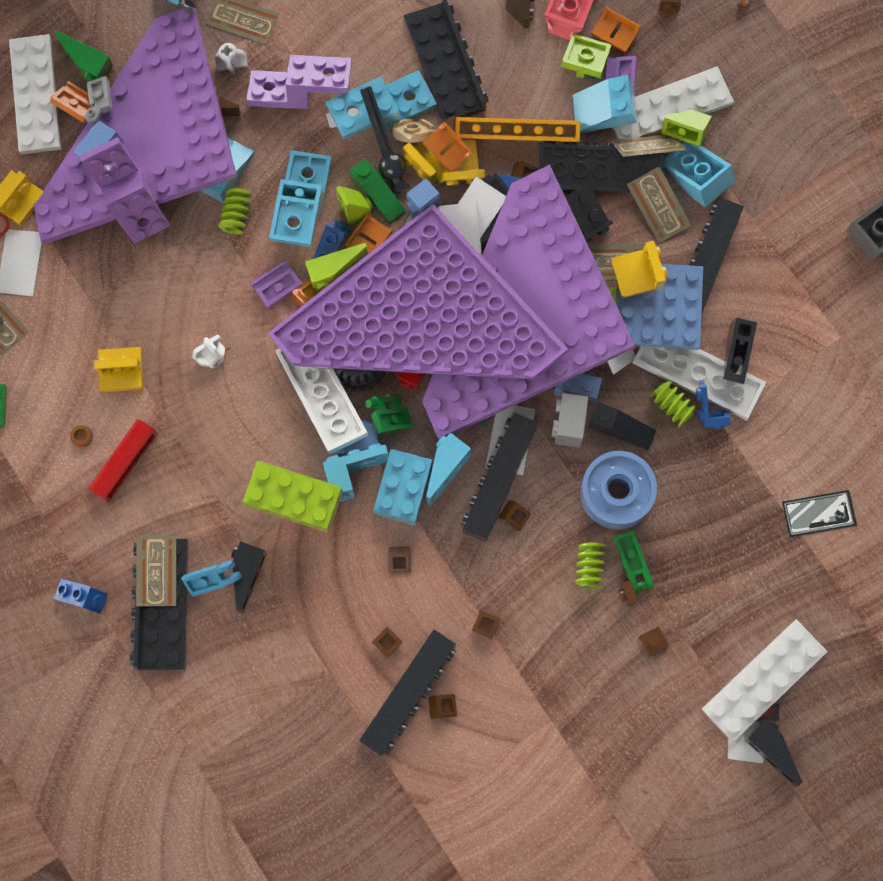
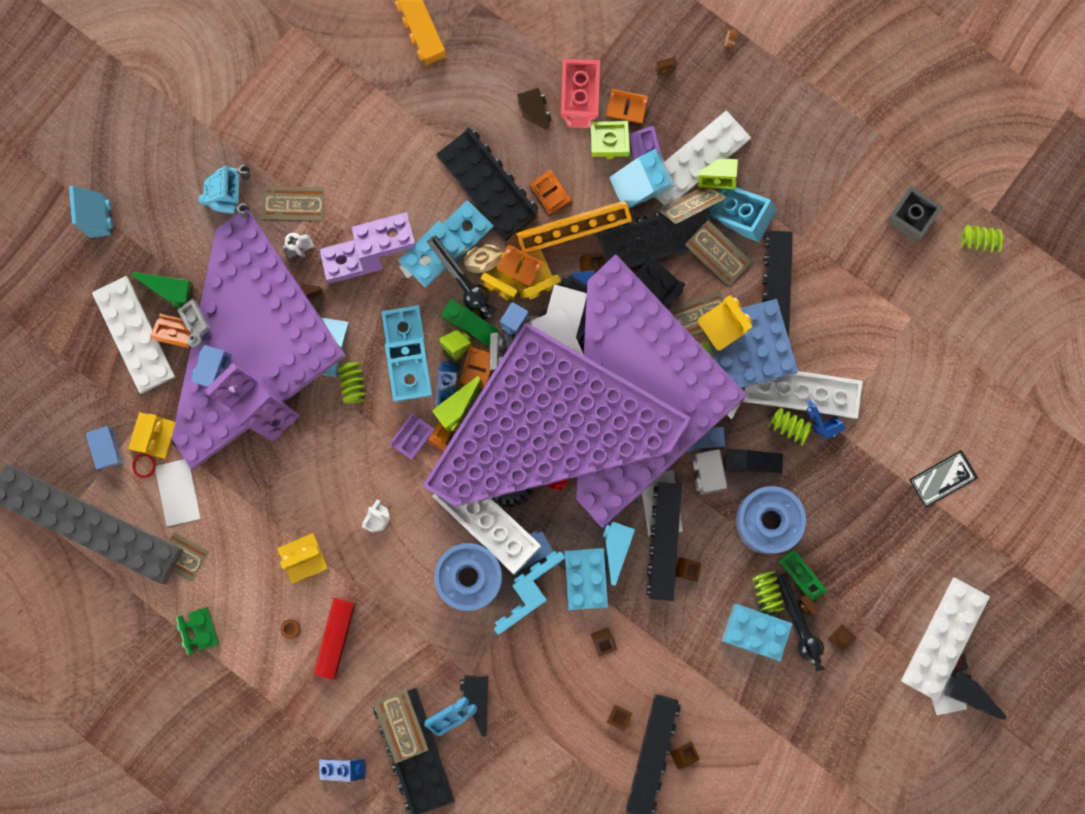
camera: 20 degrees left, 5 degrees up
(280, 421) = (451, 566): none -> medium blue piece
(293, 496) = (499, 626): lime brick -> none
(392, 419) = (556, 524): green plate -> none
(396, 222) = (497, 350): none -> light grey hinge
(486, 624) = (697, 673): reddish brown plate -> none
(510, 98) = (554, 200): none -> orange piece
(563, 602) = (756, 632): none -> medium azure brick
(614, 637) = (810, 646): none -> black piece
(738, 350) = (830, 361): black slope -> none

